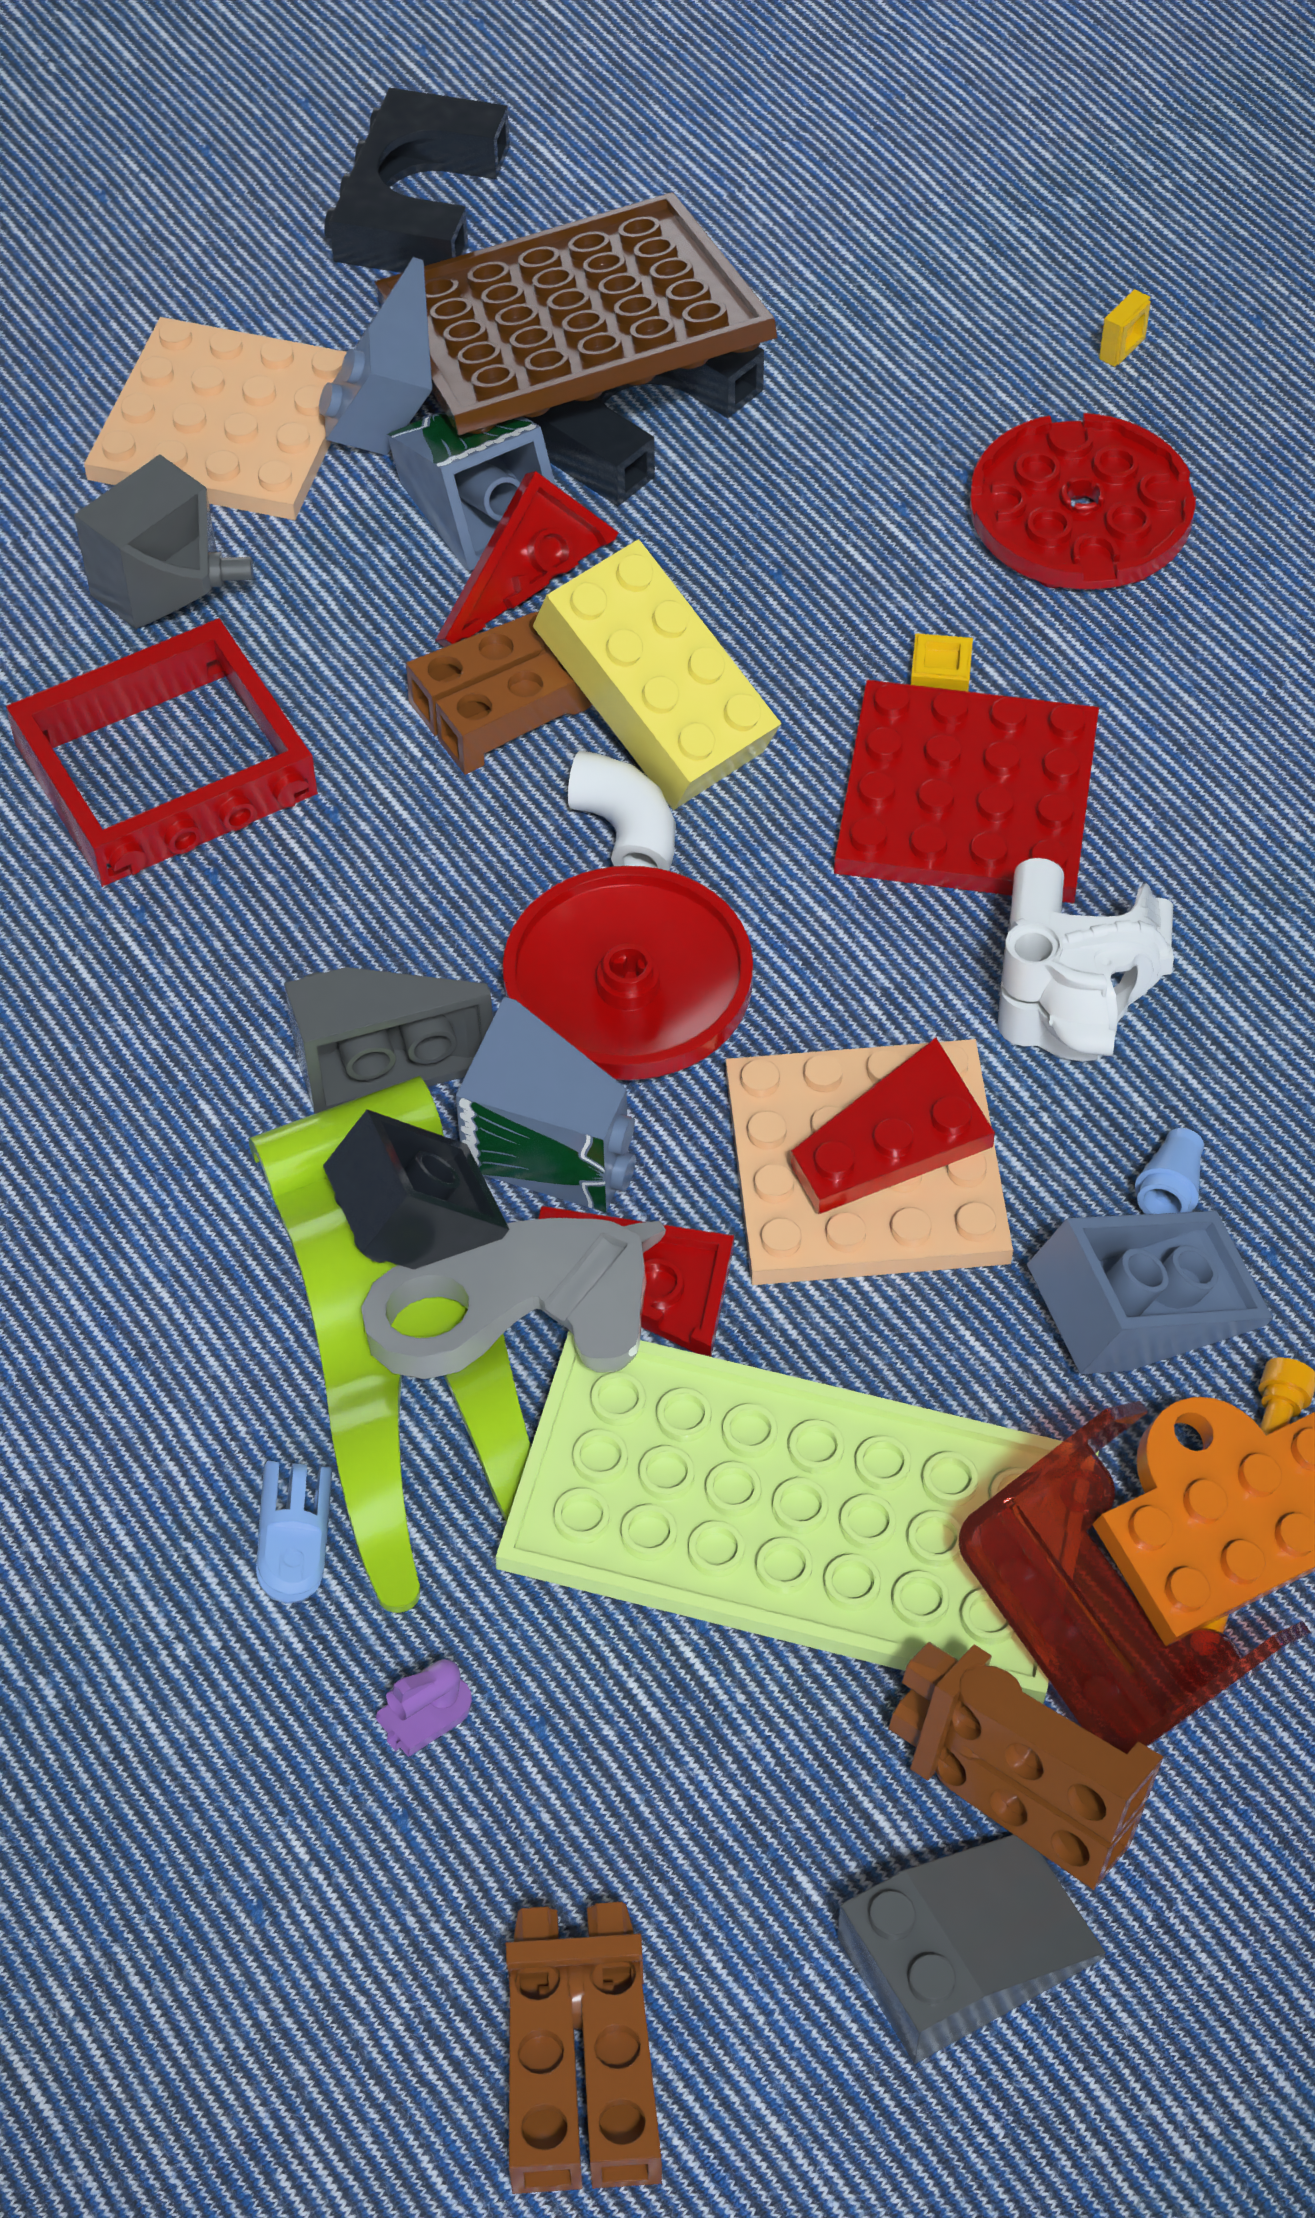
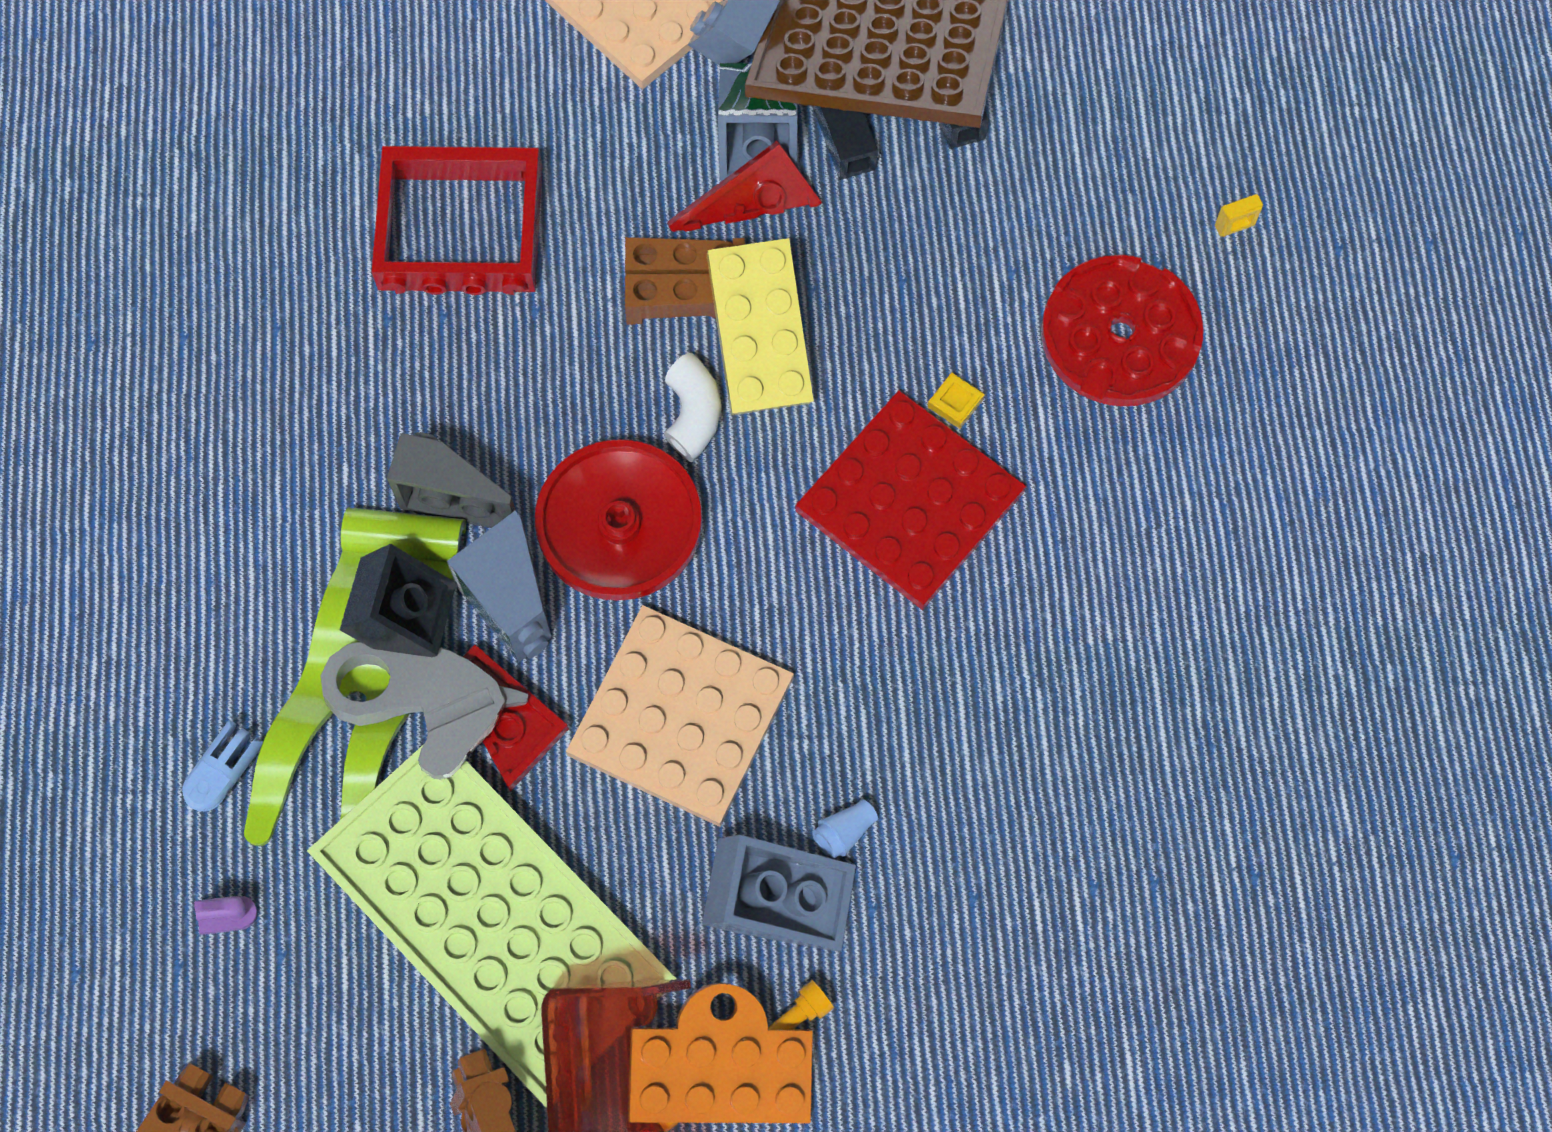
camera: 30 degrees right, 15 degrees up
(153, 544) = (533, 76): dark grey piece -> none
(893, 1133) = (696, 712): red wing -> none
(1062, 965) = (870, 674): white helmet -> none

